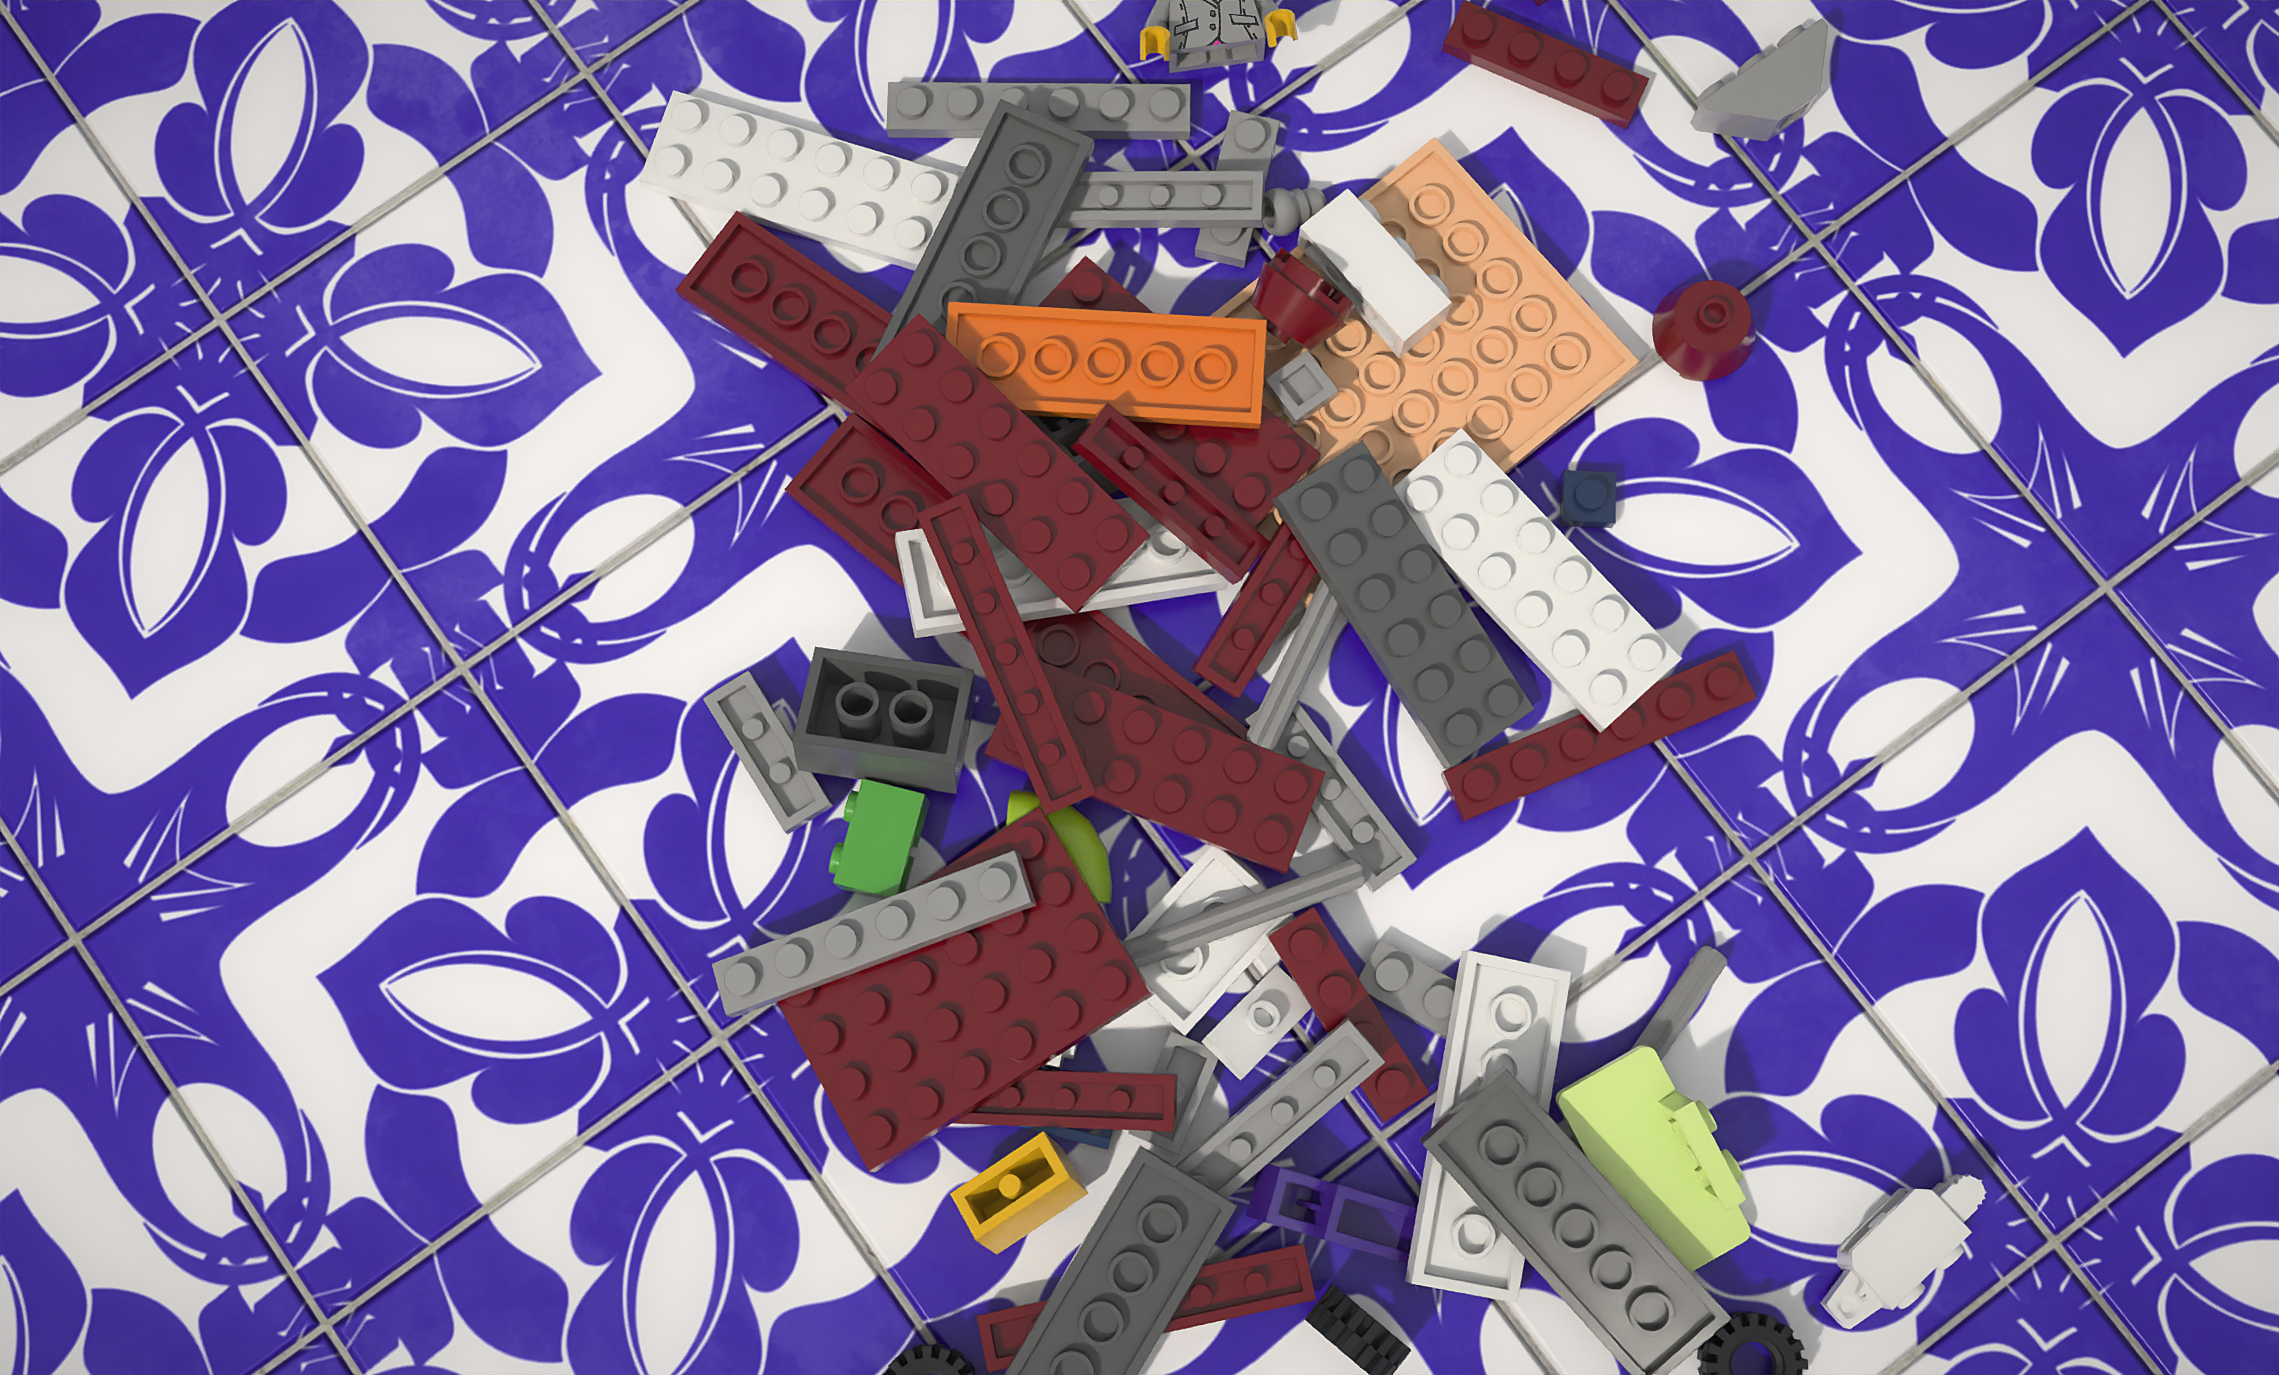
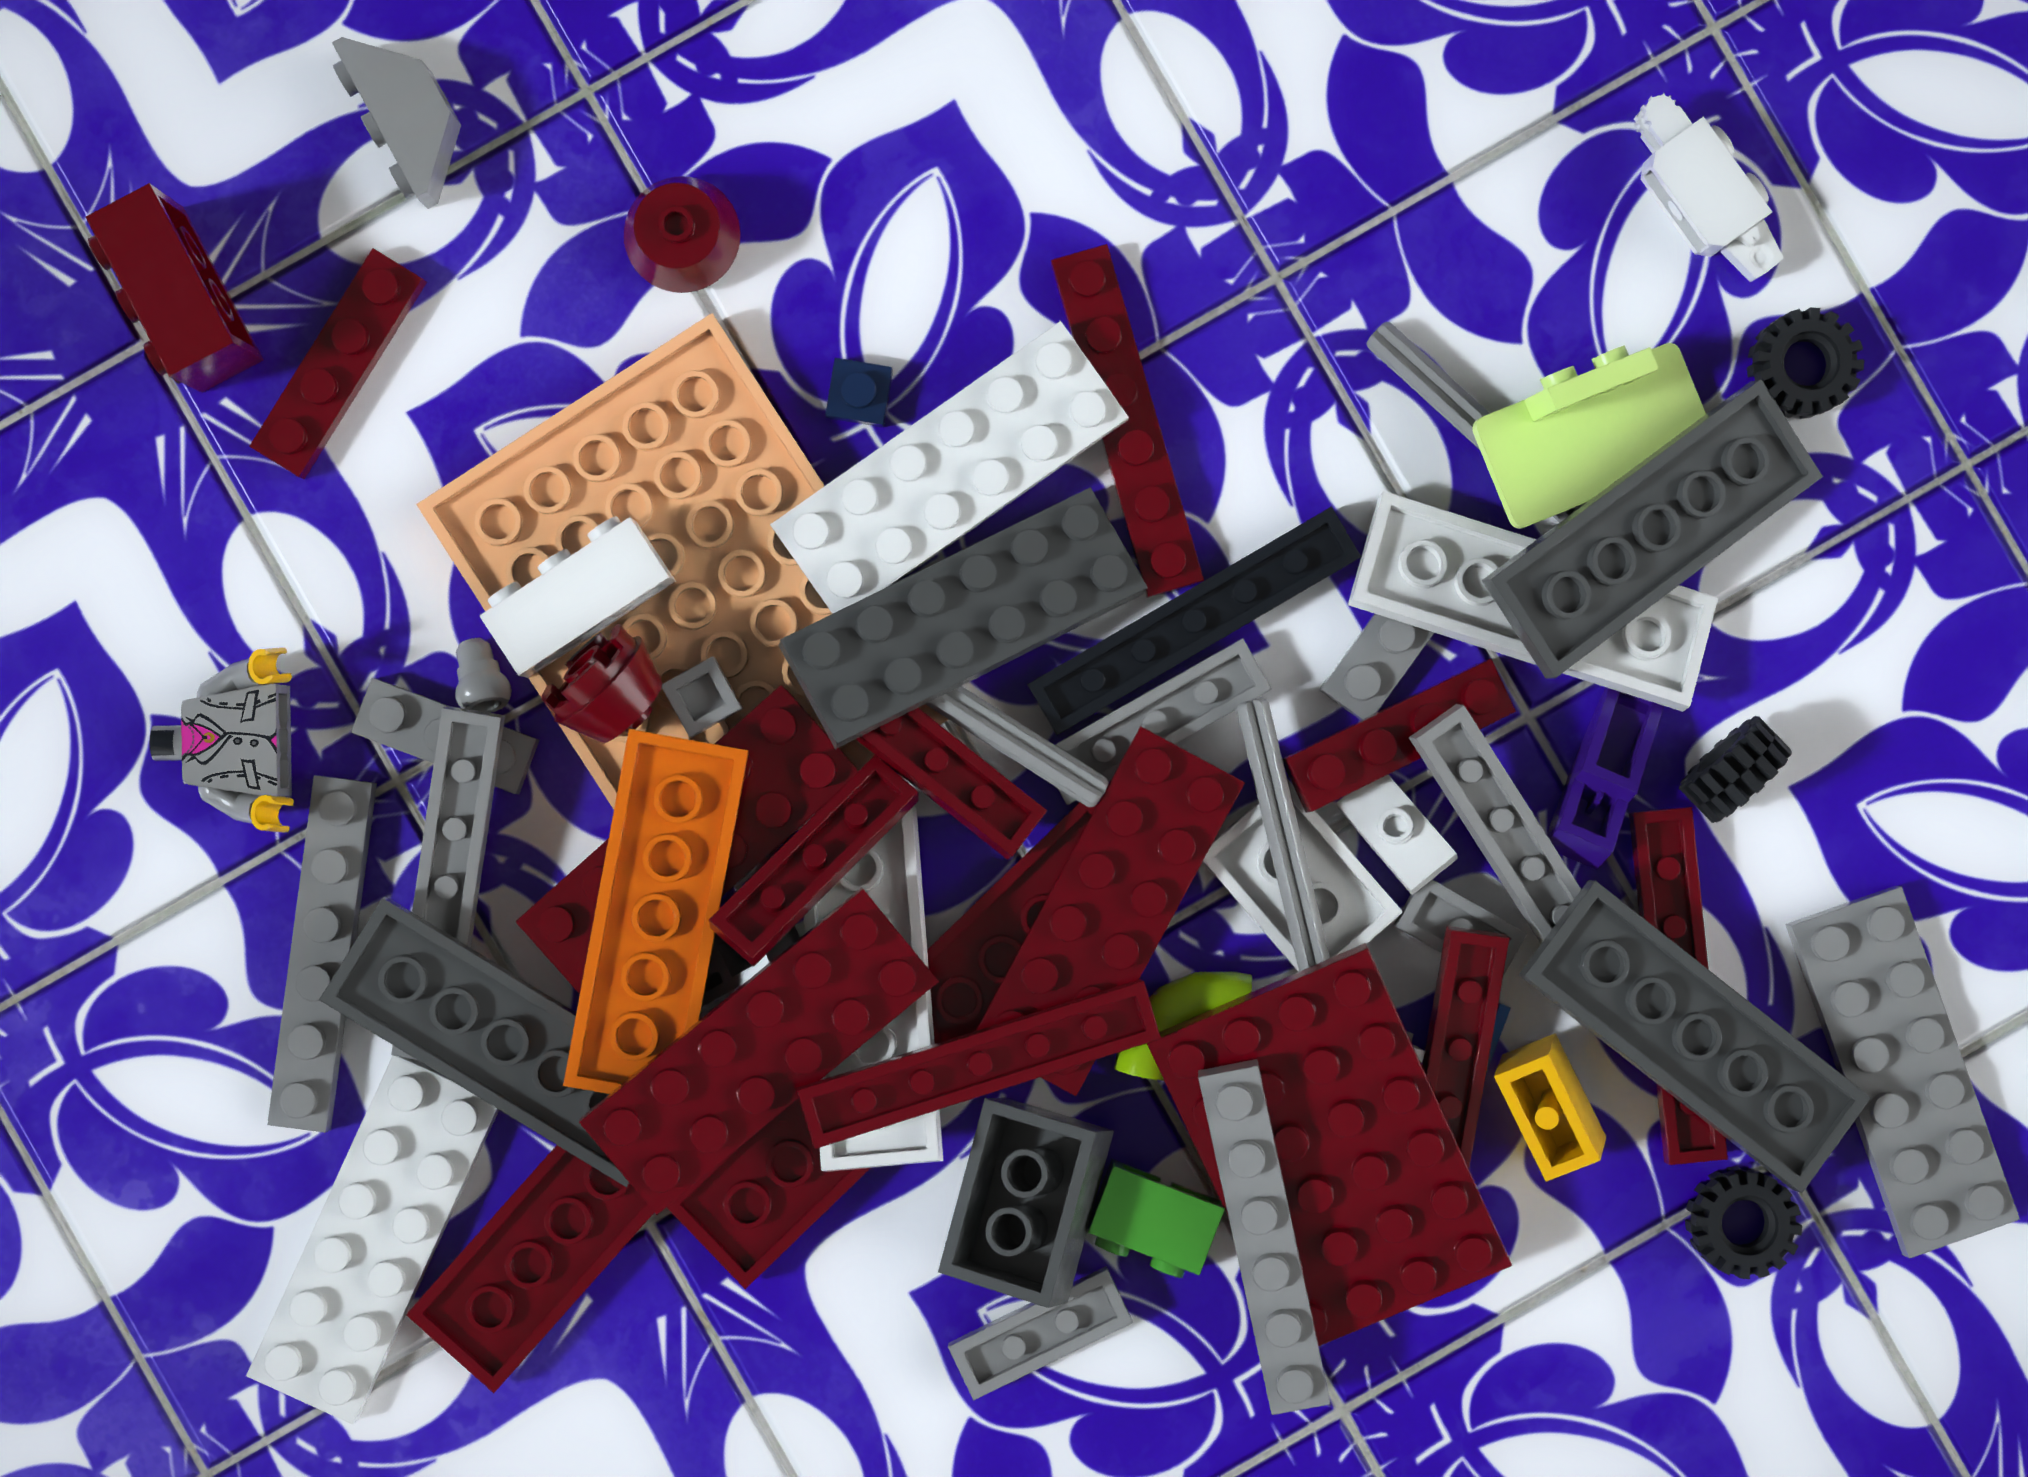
camera: 90 degrees left, 10 degrees up
(1427, 816) = (1194, 620): none -> black plate

